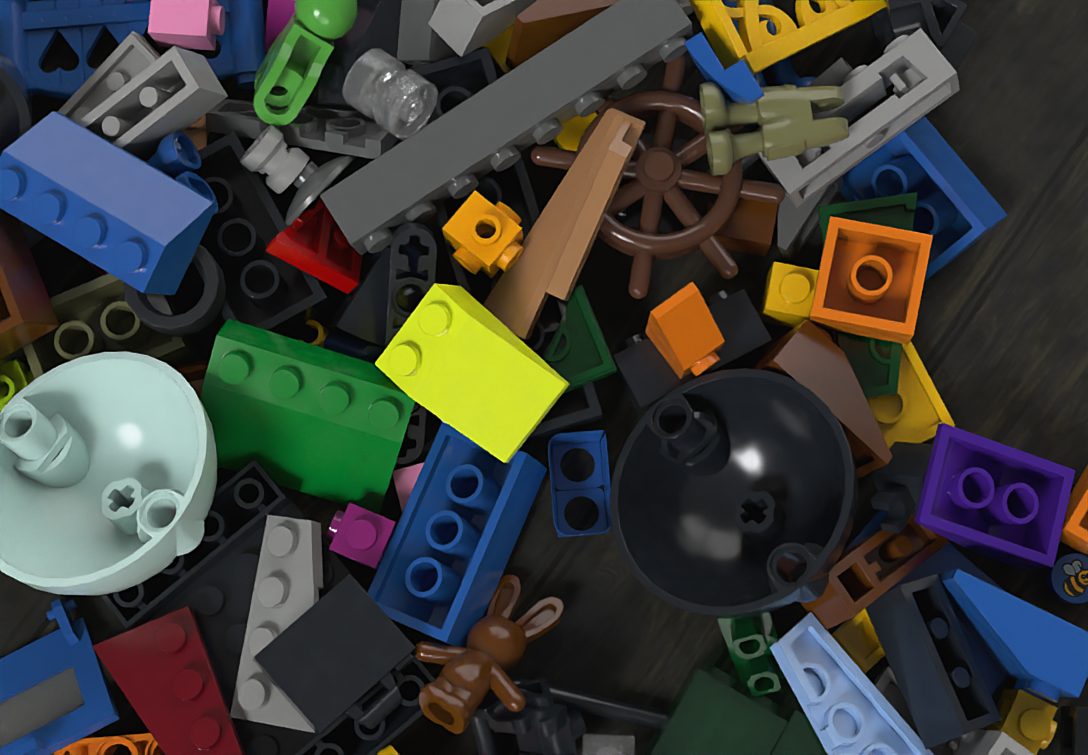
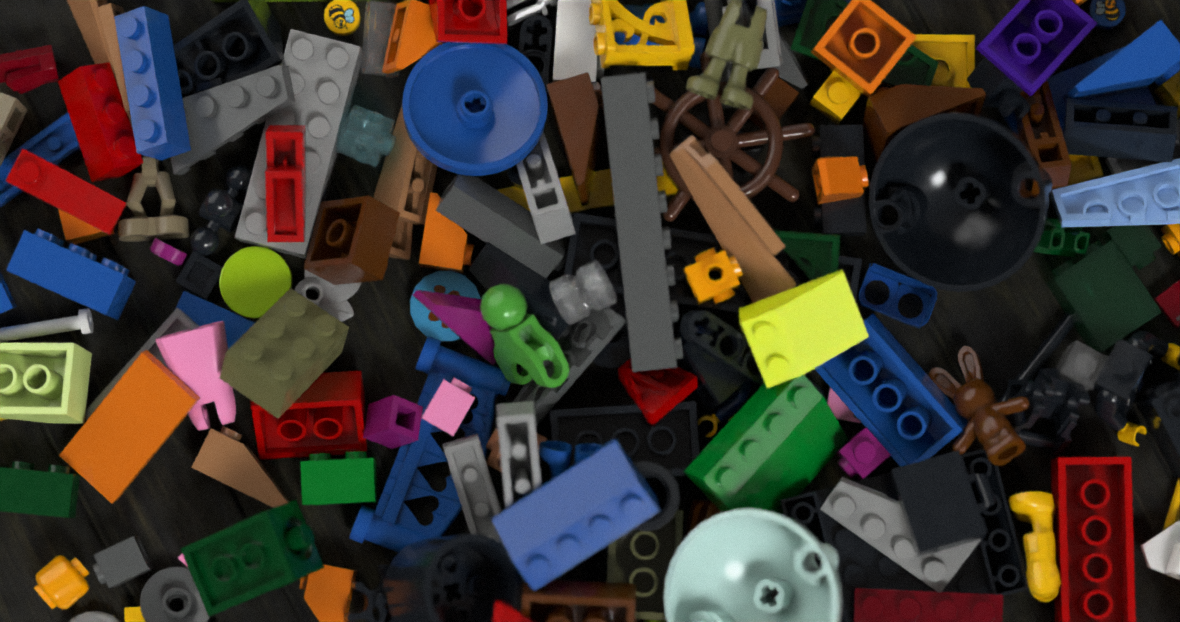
camera: 65 degrees left, 5 degrees up
(270, 155) = (586, 391): light grey wheel -> none
(313, 182) = (617, 373): dark grey dish -> none
(735, 81) = (698, 63): blue slope -> none

